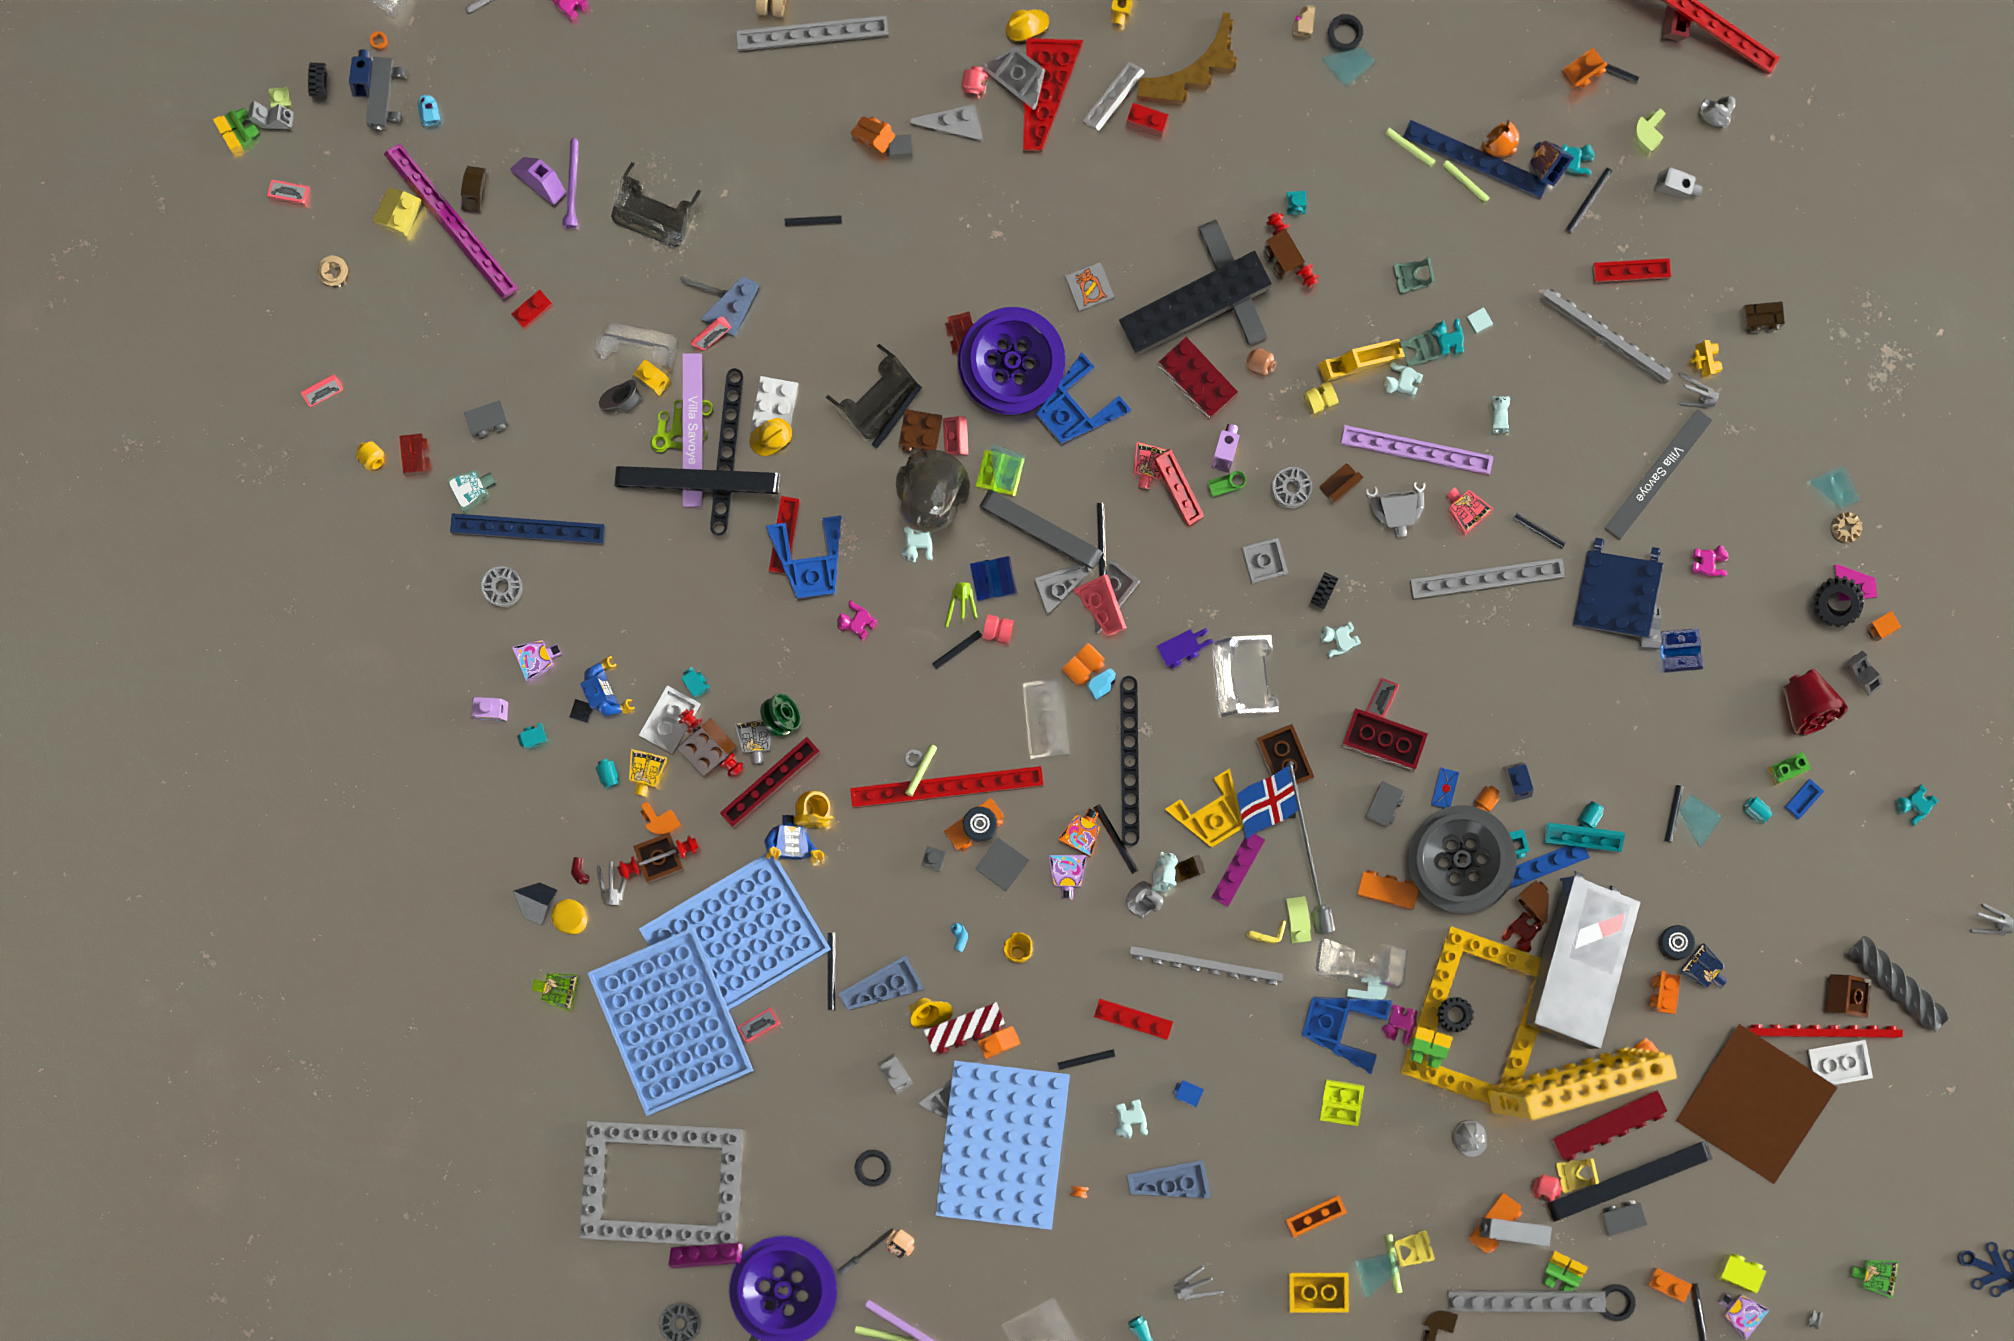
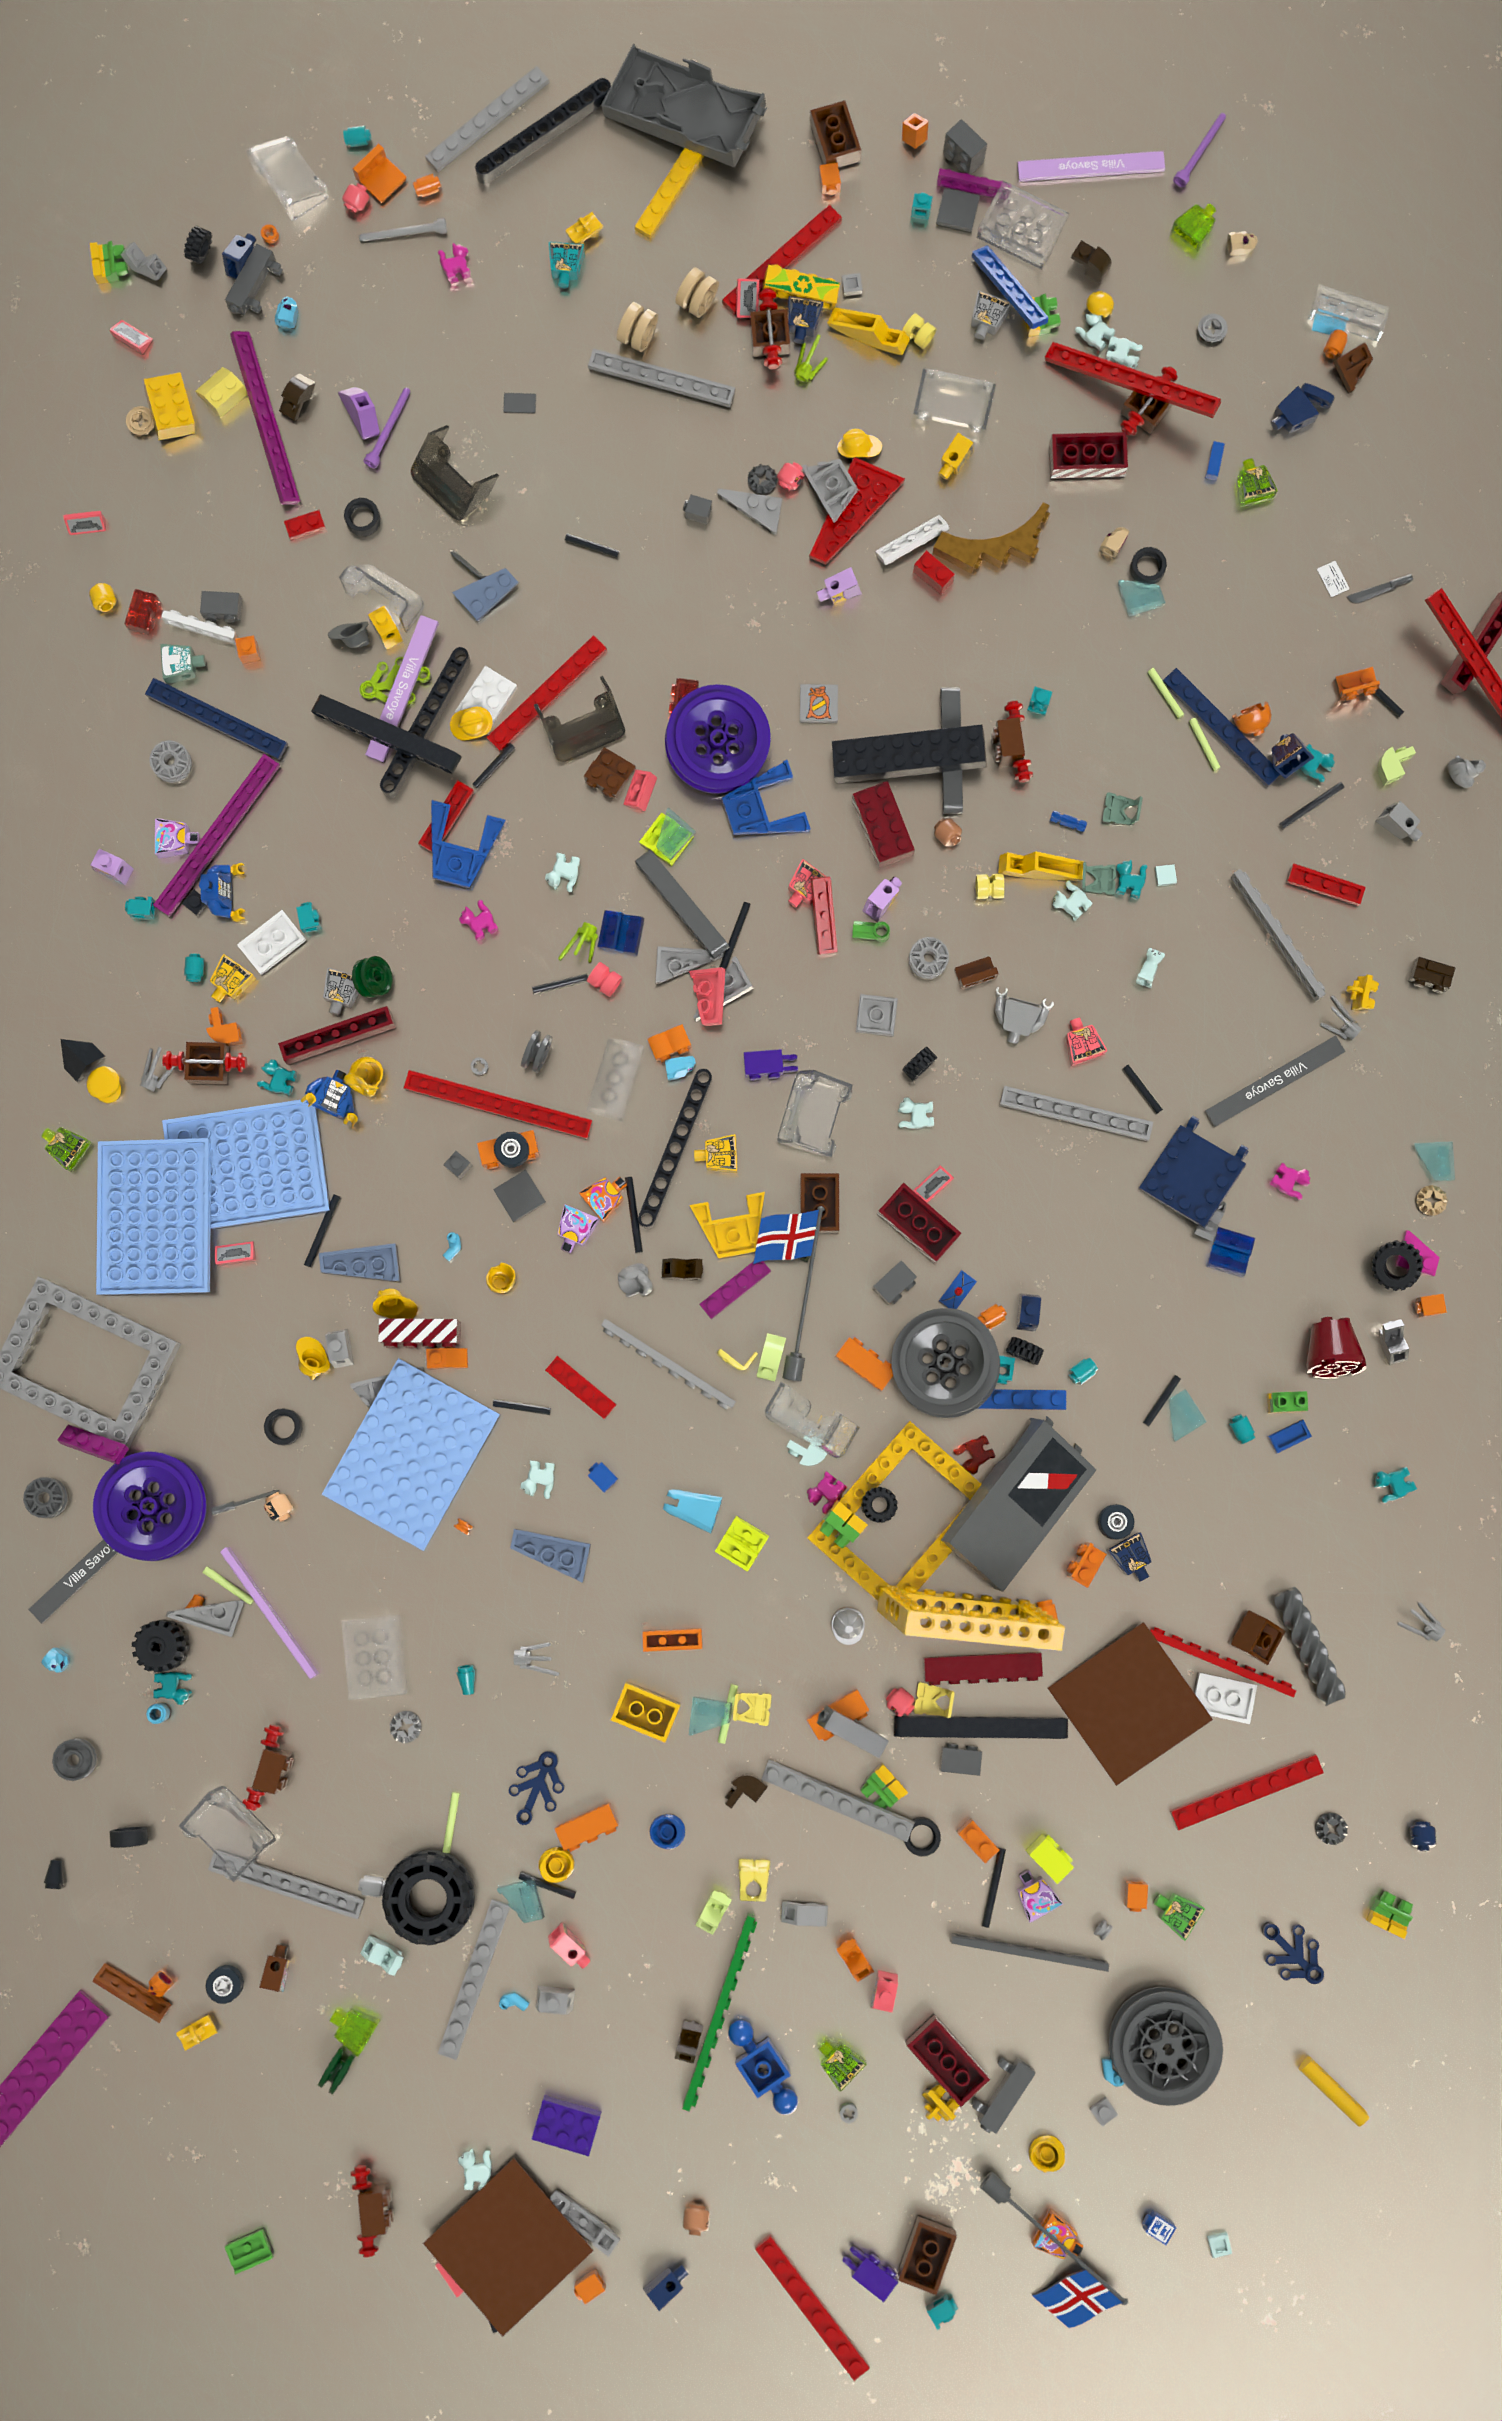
camera: 25 degrees right, 0 degrees up
(279, 96) = (161, 248): yellowish green plate -> none
(356, 247) = (169, 406): none -> yellow brick
(467, 446) = (193, 624): none -> white plate
(530, 450) = (247, 649): none -> orange brick
(574, 639) = (216, 835): none -> magenta plate
(576, 872) = (129, 1050): dark red arm -> none
(598, 279) = (359, 530): none -> black tyre
(686, 109) = (519, 402): none -> dark grey sticker
(707, 745) = (294, 978): brick -> none
(711, 333) = (455, 608): slope -> none
(732, 847) = (279, 1080): none -> teal animal
(807, 469) = (493, 766): none -> black bar
(829, 379) = (546, 693): none -> red plate
(873, 133) = (678, 486): orange brick -> none
(873, 1093) = (311, 1357): none -> yellow piece
(896, 416) = (594, 749): black bar -> none
(921, 769) = (480, 1079): yellowish green bar -> none
(931, 490) = (594, 827): clear smoke windscreen -> none
(941, 98) = (765, 486): none -> dark grey gear
(963, 722) = (536, 1051): none -> dark grey wheel
(1068, 161) = (840, 587): none -> lavender torso
(1164, 872) = (663, 1263): light aqua animal -> none
(1172, 750) = (719, 1154): none -> torso
(1285, 1088) = (694, 1508): none -> medium azure piece
(1327, 1022) = (758, 1463): blue wing -> none
(1368, 305) = (1068, 821): none -> blue axle
(1416, 450) = (1058, 970): lavender tile -> none
(1530, 818) = (1025, 1350): none -> black tyre
(1535, 901) = (998, 1429): reddish brown slope -> none
(1584, 837) = (1069, 1388): teal fence -> none
(1832, 1276) = (1136, 1895): none -> orange brick
(1895, 1141) = (1246, 1792): none -> red plate
(1976, 1145) = (1322, 1828): none -> dark grey gear

